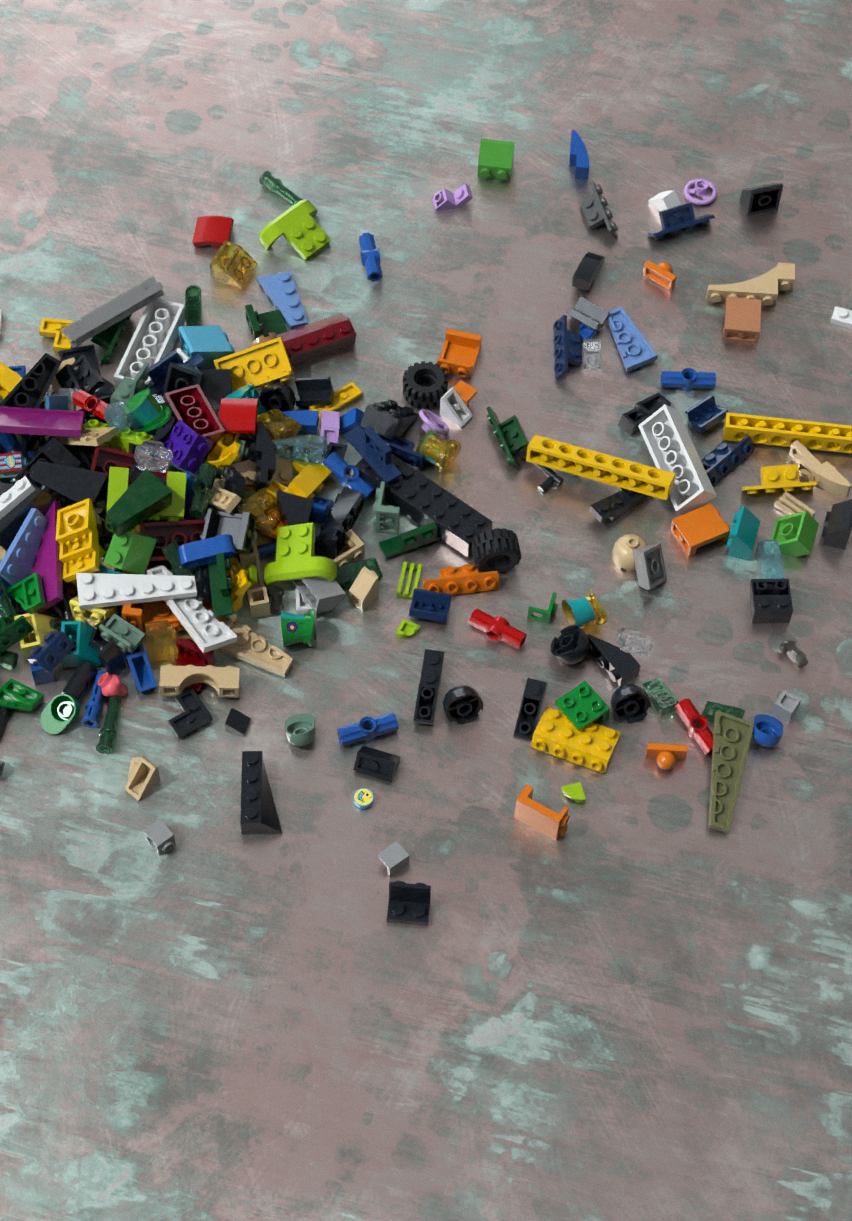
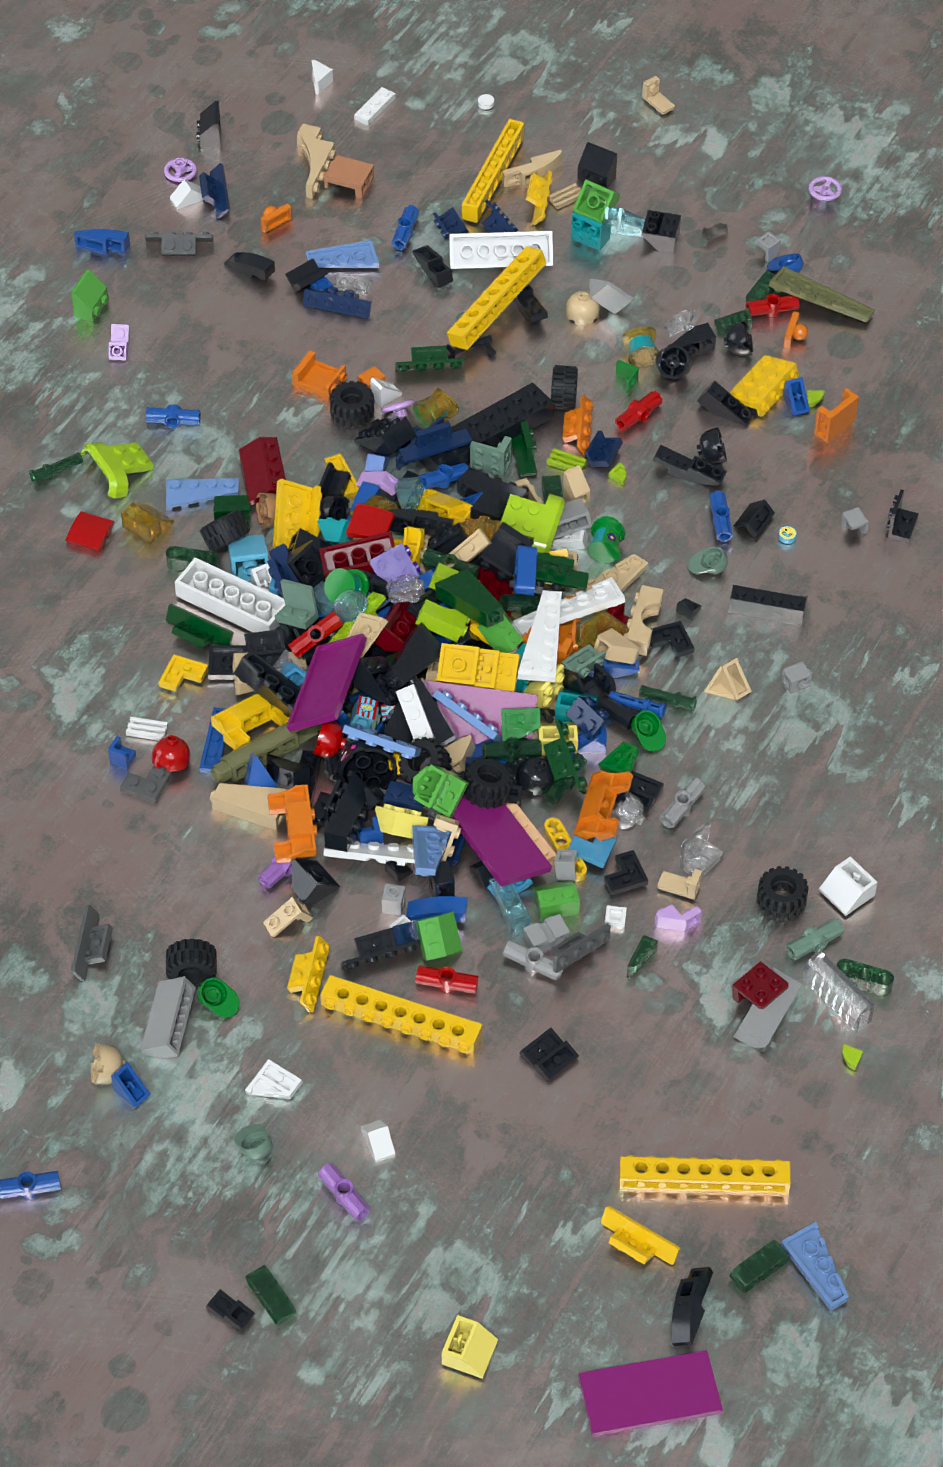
camera: 75 degrees left, 5 degrees down
(112, 685) = (630, 685): coral animal -> none
(113, 311) = (183, 613): light grey slope -> none
(148, 657) = (616, 647): none -> tan slope
(224, 319) = (224, 530): none -> black tyre
(563, 772) = (795, 396): none -> blue slope
(583, 706) = (737, 367): green bracket -> none
(699, 528) = (574, 257): orange panel -> none

